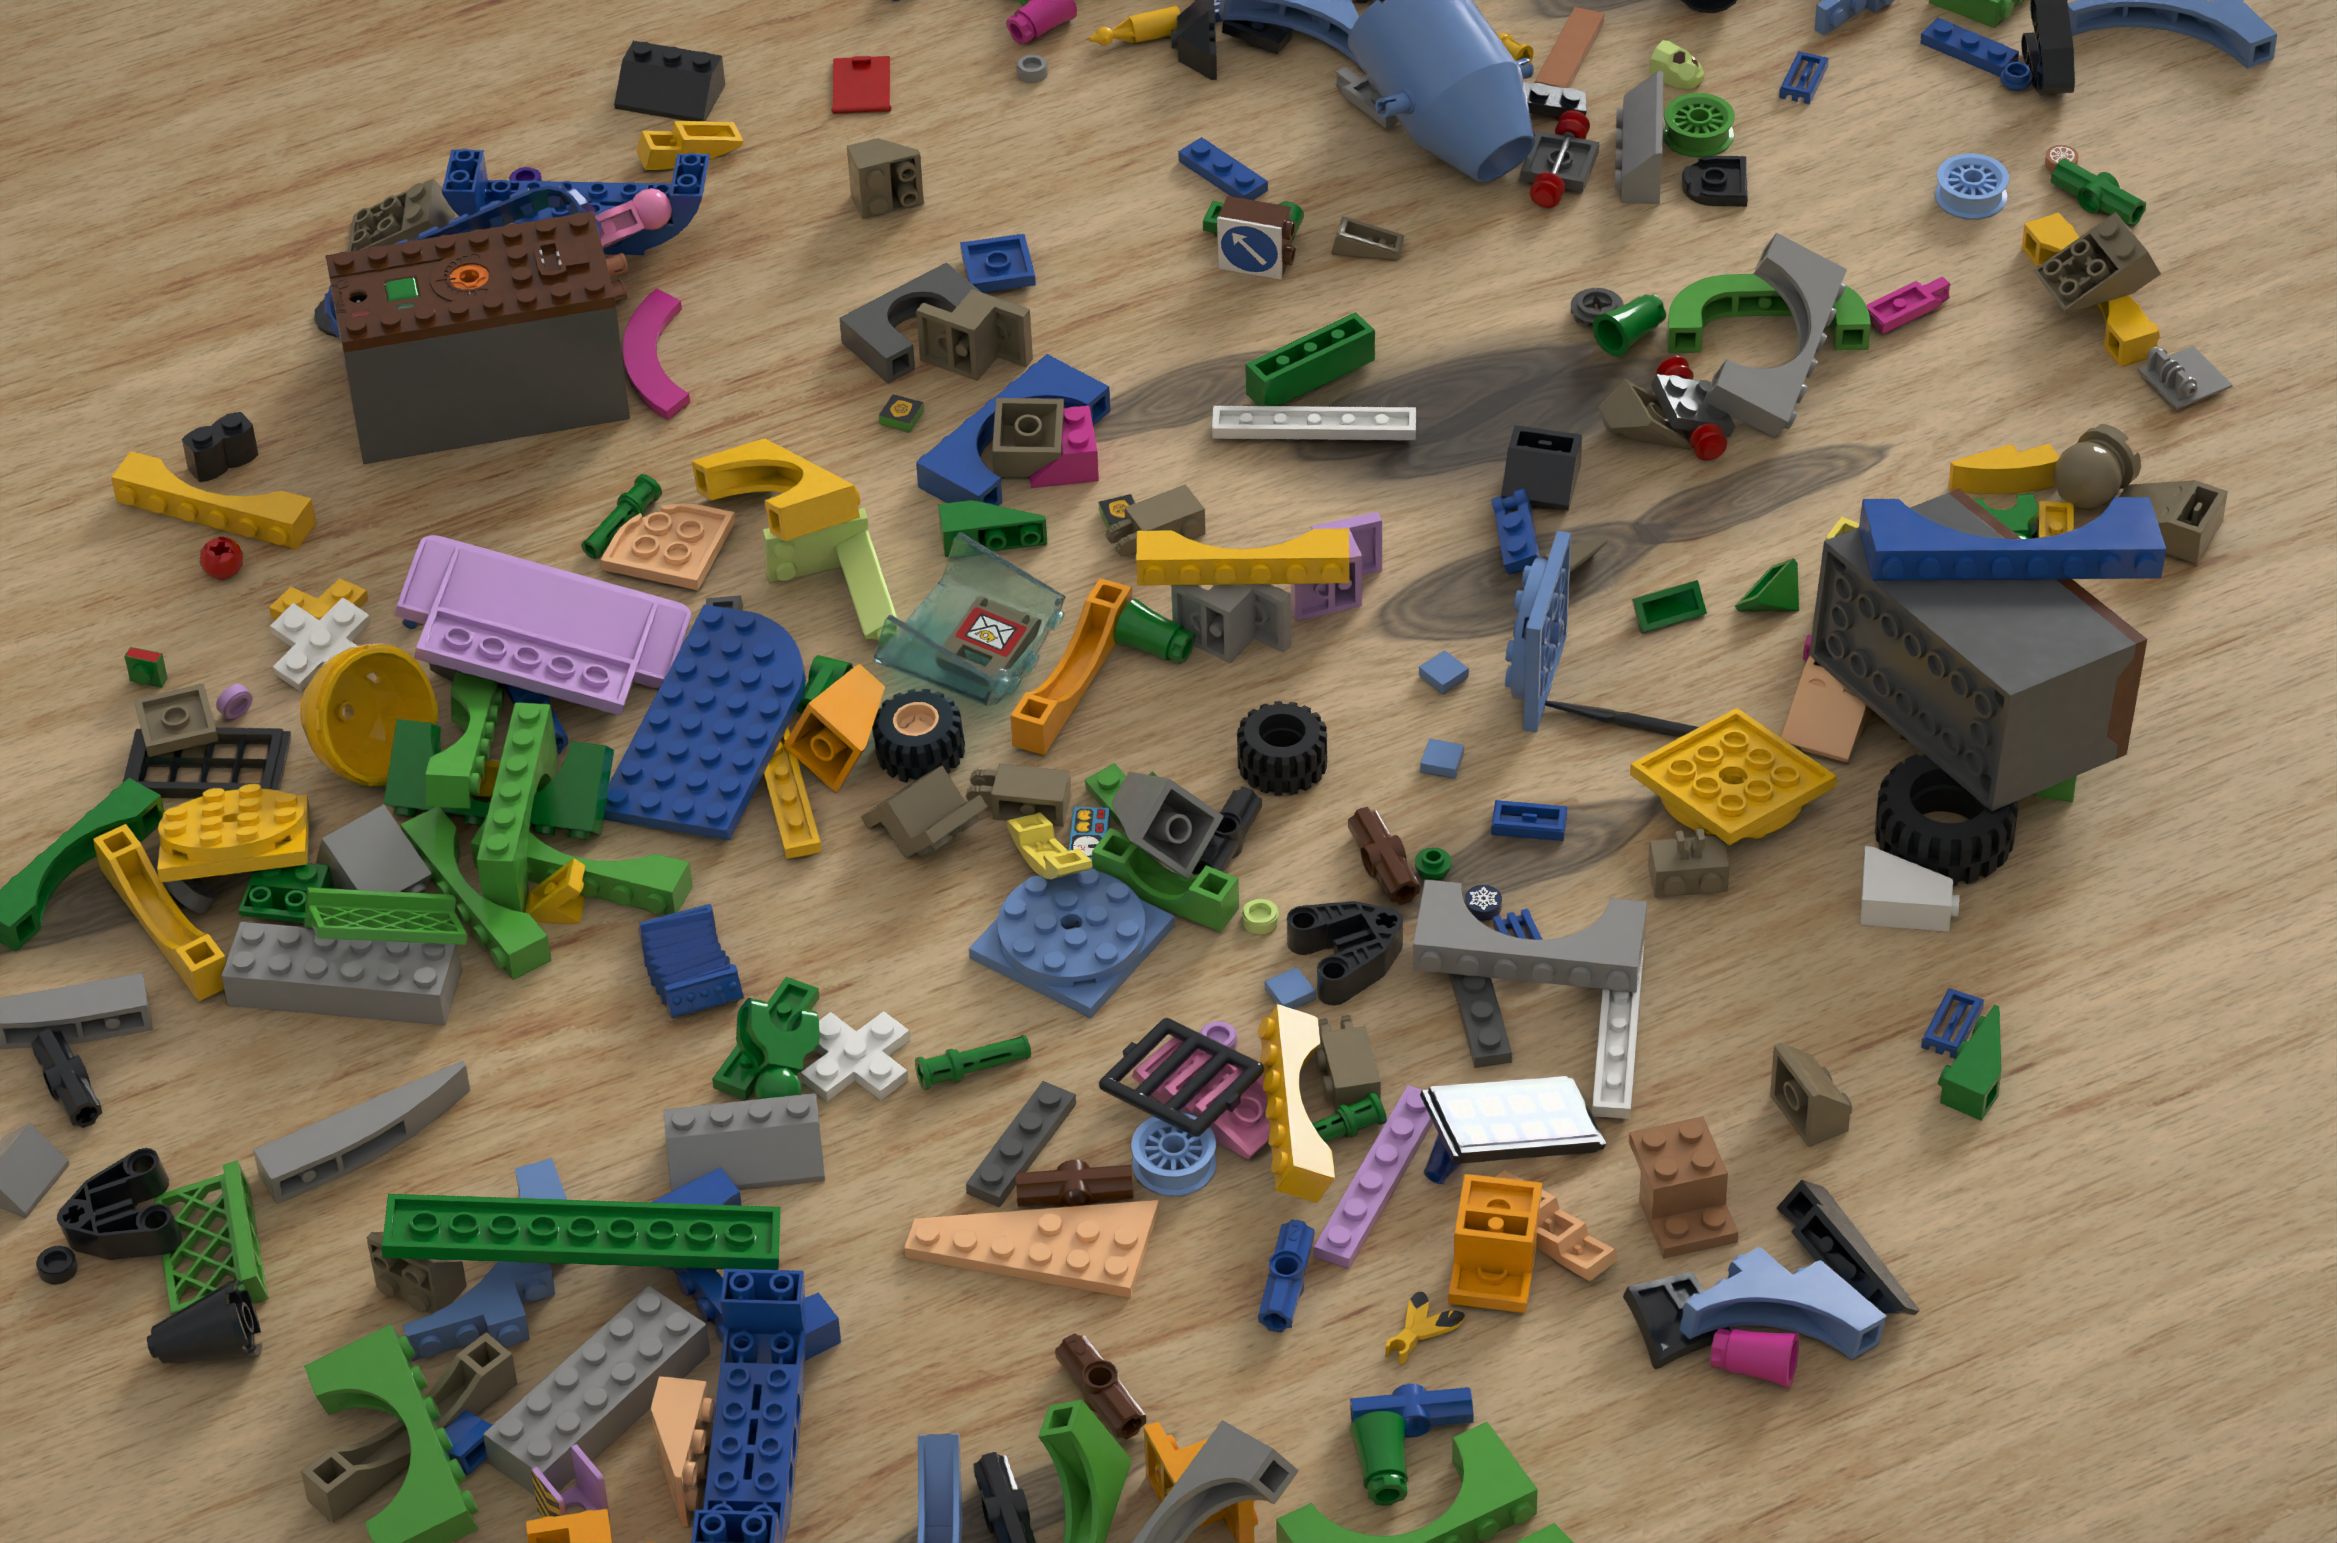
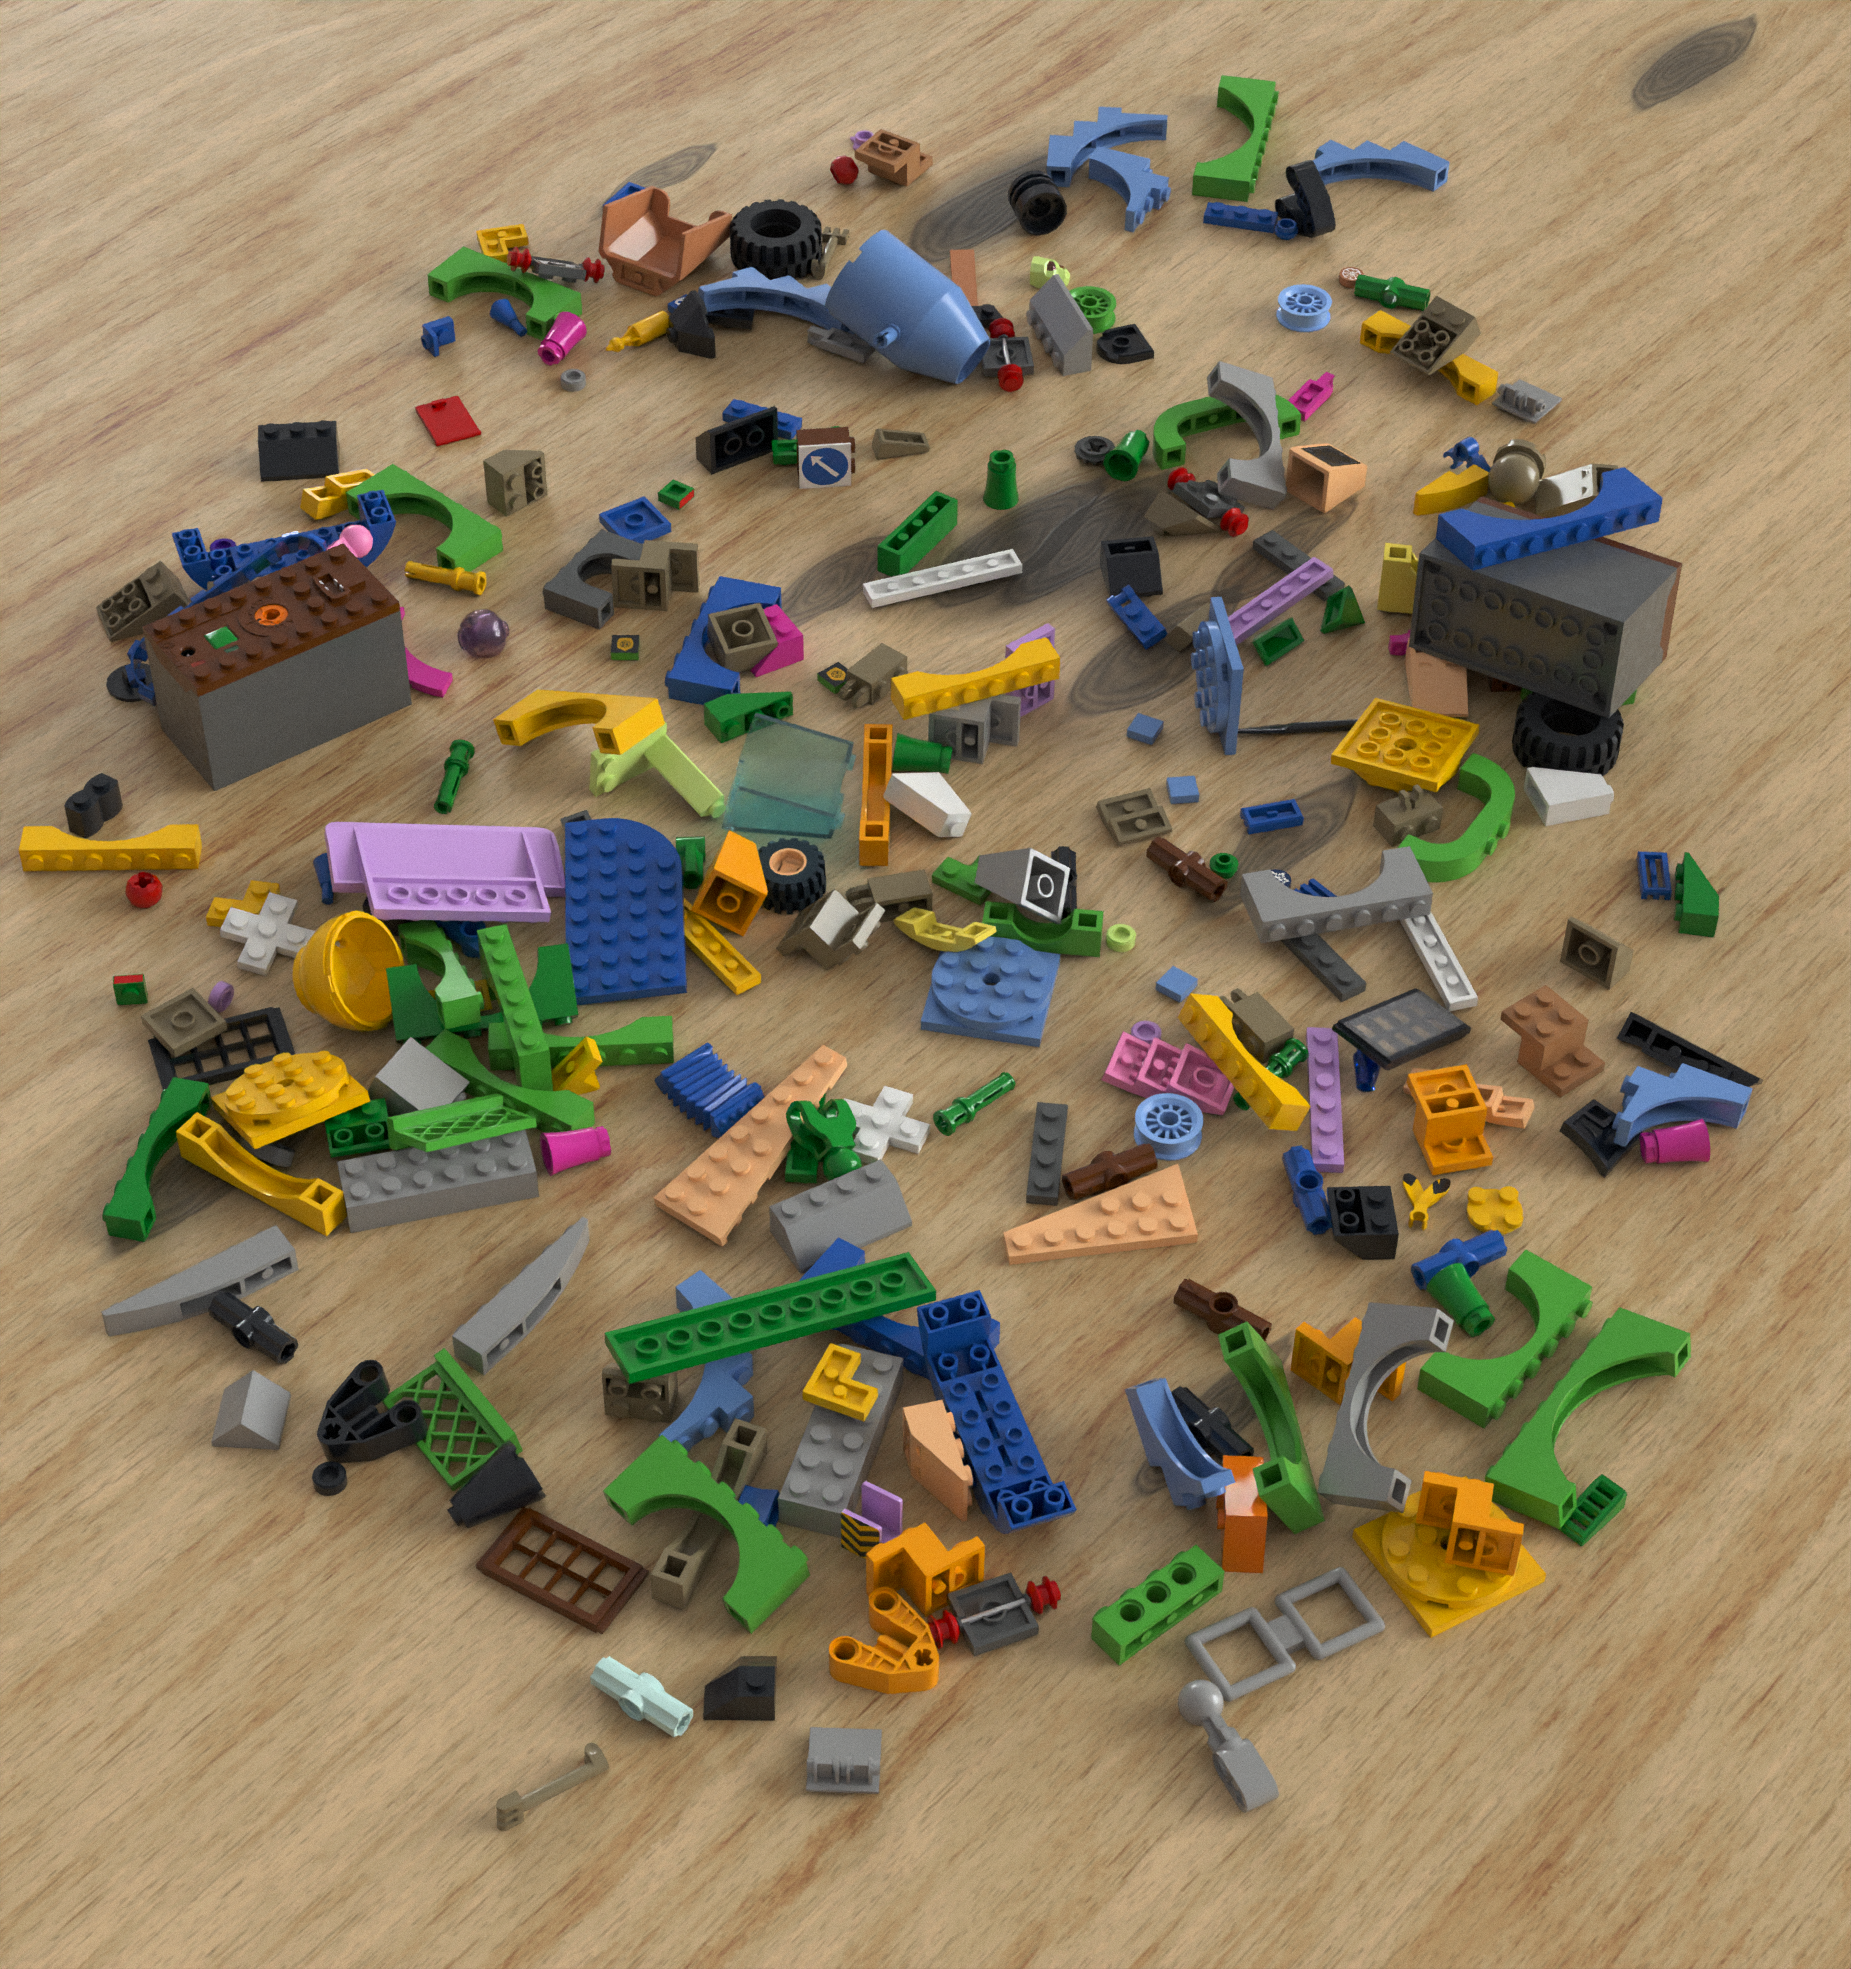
camera: 25 degrees left, 0 degrees up
(198, 1390) = (615, 1599): none -> reddish brown piece
(504, 981) = (573, 1148): none -> dark pink plant
(603, 1329) = (833, 1385): none -> yellow plate
(651, 1060) = (731, 1171): none -> light nougat wing
(670, 544) = (504, 787): light nougat plate -> none
(748, 355) = (483, 631): none -> plant
(758, 280) = (456, 578): none -> yellow pin
(800, 235) = (471, 537): none -> bright green arch
(993, 633) = (805, 784): container -> none
(1065, 240) = (676, 494): none -> green plate
(1088, 828) = (956, 909): tile -> none
(1126, 691) = (929, 802): none -> white slope
(1170, 191) = (737, 441): none -> black slope
(1170, 1112) = (1155, 1094): black bar -> none
(1282, 748) = (1067, 811): black tyre -> none
(1323, 1330) = (1364, 1220): none -> black slope
(1363, 775) = (1133, 816): none -> dark tan slope
(1363, 941) = (1211, 932): black connector -> none
(1450, 320) = (1001, 483): none -> green plant
(1492, 1365) = (1494, 1209): none -> yellow piece
(1676, 559) = (1279, 598): none -> lavender plate
(1757, 515) = (1289, 558): none -> dark grey plate
(1759, 917) = (1461, 857): none -> bright green arch
(1799, 91) = (1139, 272): blue tile -> none
(1855, 409) = (1323, 475): none -> light nougat slope
(2049, 428) = (1467, 451): none -> blue bar

